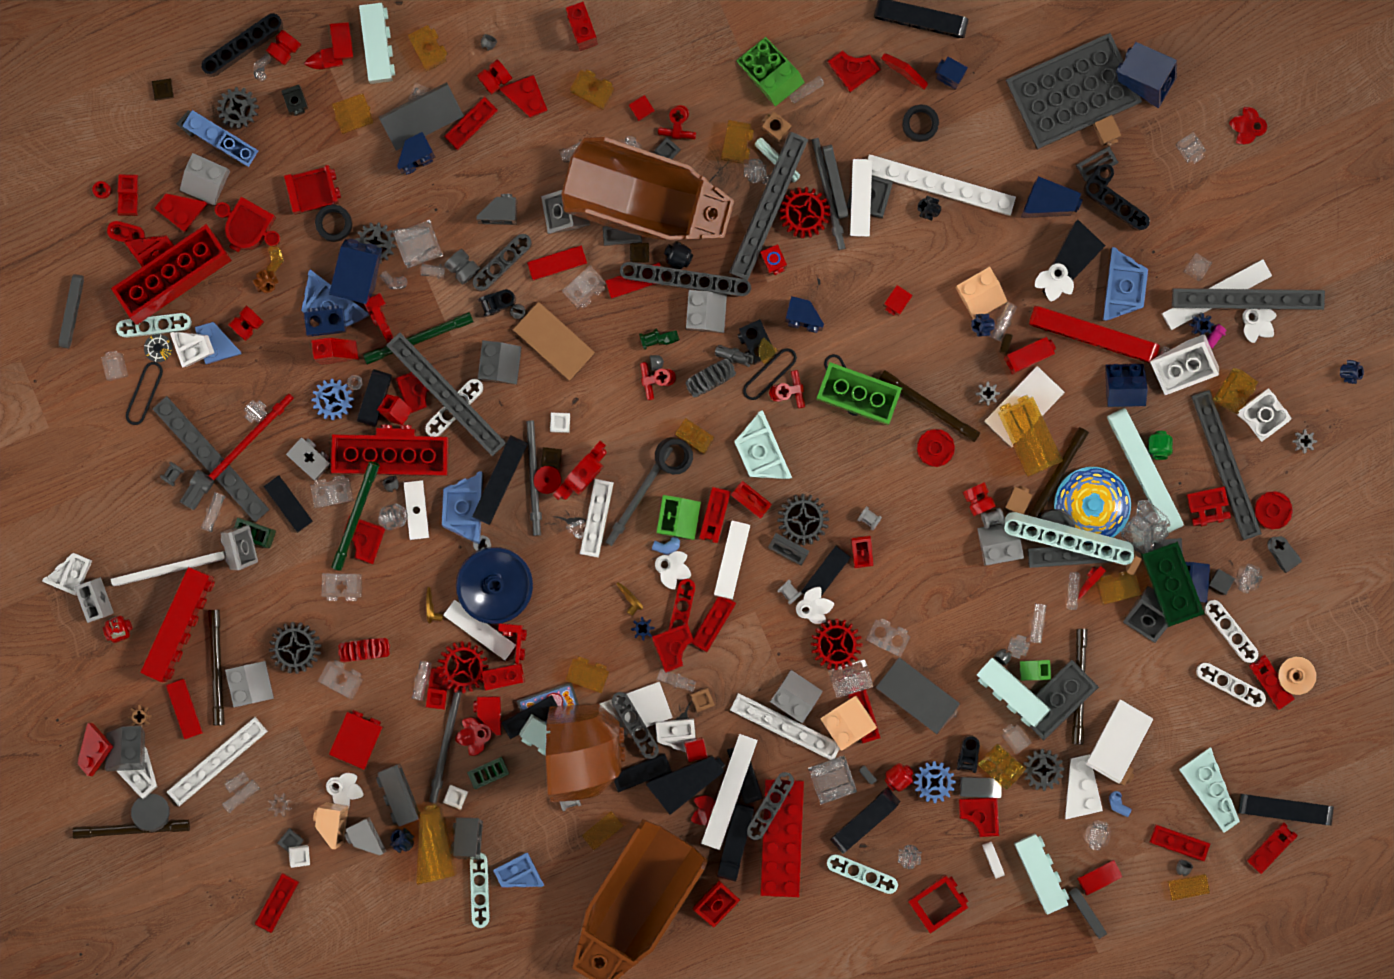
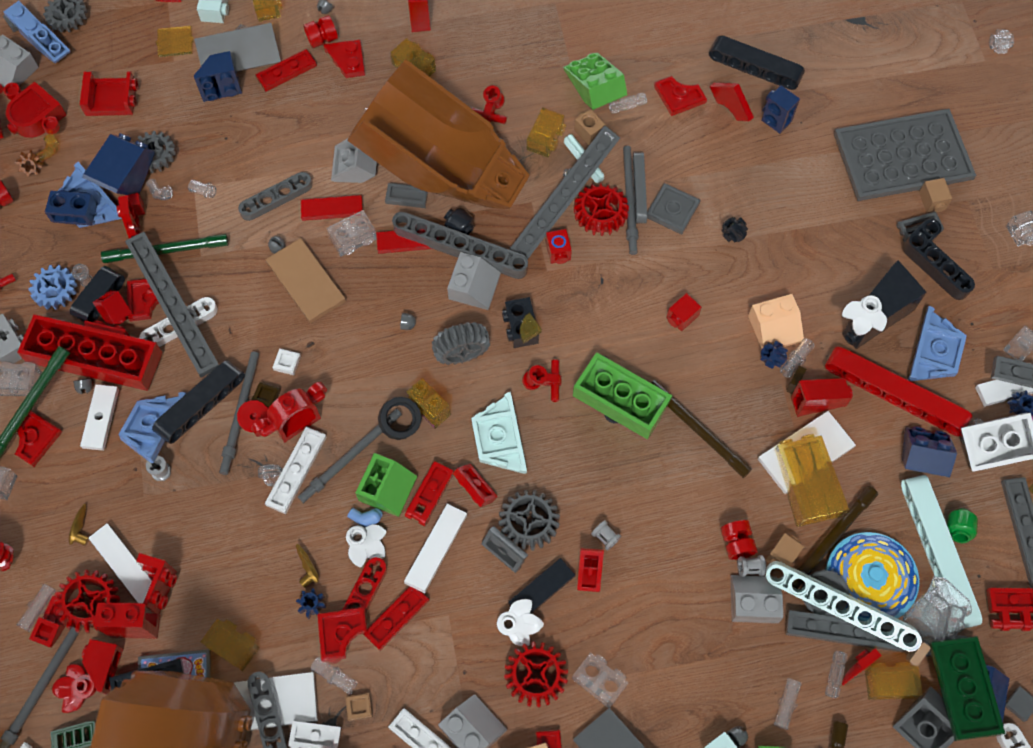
camera: 15 degrees right, 20 degrees down
(290, 93) = (122, 16): pearl dark grey brick -> none
(333, 237) = (115, 114): black tyre -> none
(334, 350) = (64, 231): red slope -> none
(392, 516) = (70, 416): clear head -> none
(417, 243) = (193, 158): clear piece -> none
(460, 264) = (231, 187): dark grey wheel -> none
(494, 585) = (154, 514): dark blue dish -> none
(496, 303) = (256, 229): black piece -> none
(499, 362) = (239, 286): dark grey slope -> none
(500, 211) = (285, 143): dark grey slope -> none
(639, 252) = (421, 211): dark brown tile -> none
(641, 108) = (458, 87): red tile -> none
(654, 338) = (424, 299): dark green connector -> none
(657, 378) = (407, 335): red piece -> none
(734, 355) = (495, 329): dark grey pin -> none
(755, 170) = (558, 160): clear gear -> none
(770, 362) = (523, 353): black piece -> none
(789, 592) = (494, 599): light grey bush -> none
(803, 313) = (577, 302): dark blue slope -> none
(851, 679) = (544, 720): clear brick -> none
(861, 197) = (663, 206): white tile -> none
(920, 137) = (739, 165): black tyre -> none
(935, 447) = (697, 475): red tile -> none
(942, 185) = (752, 214): white plate -> none
(984, 397) = (762, 428): light grey gear -> none
(1018, 646) = (759, 727): clear gear -> none
(1051, 200) = (869, 245): dark blue slope -> none
(1147, 73) = (988, 147): dark blue slope -> none

